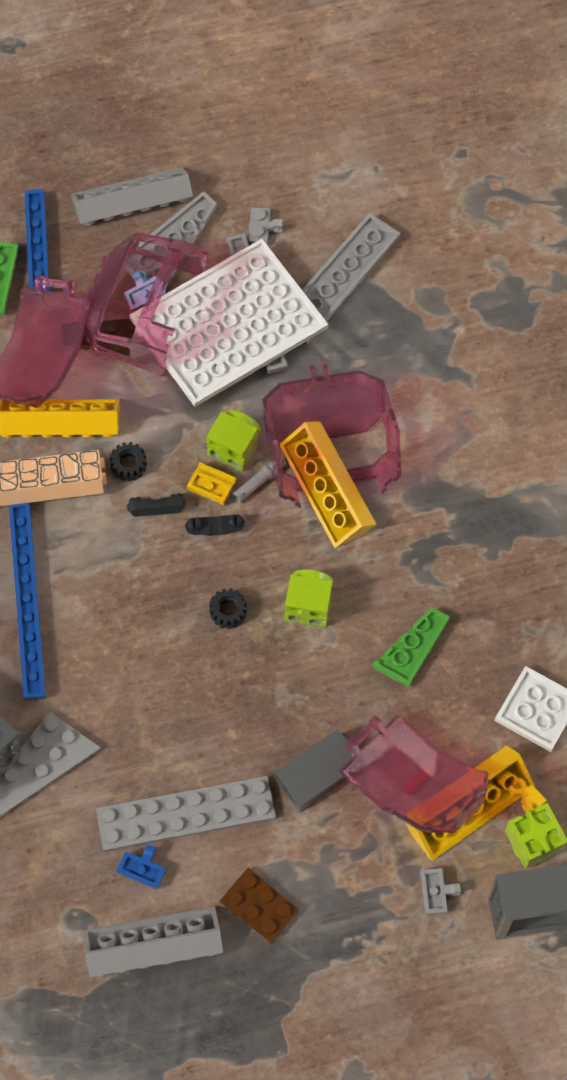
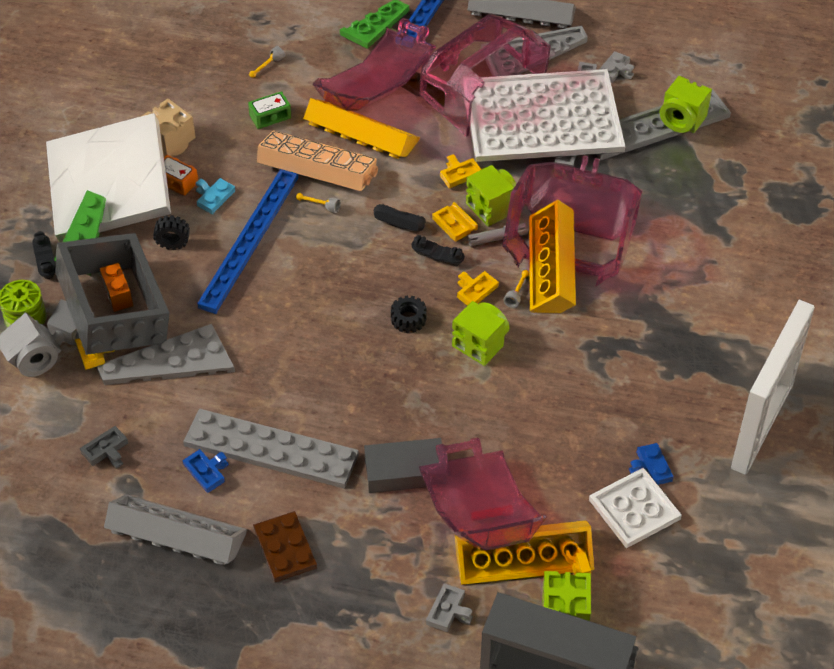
camera: 30 degrees right, 15 degrees down
(33, 893) = (105, 446): none -> dark grey plate
(82, 521) = (331, 204): none -> hinge
(128, 472) = (396, 187): black tyre -> none
(137, 295) = (490, 67): plate -> none
(183, 423) = (458, 172): none -> yellow plate
(274, 549) = (476, 288): none -> yellow plate
(313, 542) = (513, 294): none -> light grey hinge
(361, 252) = (685, 105): none -> lime piece
(408, 654) = (544, 414): bright green wing -> none
(528, 655) = (653, 462): none -> blue plate

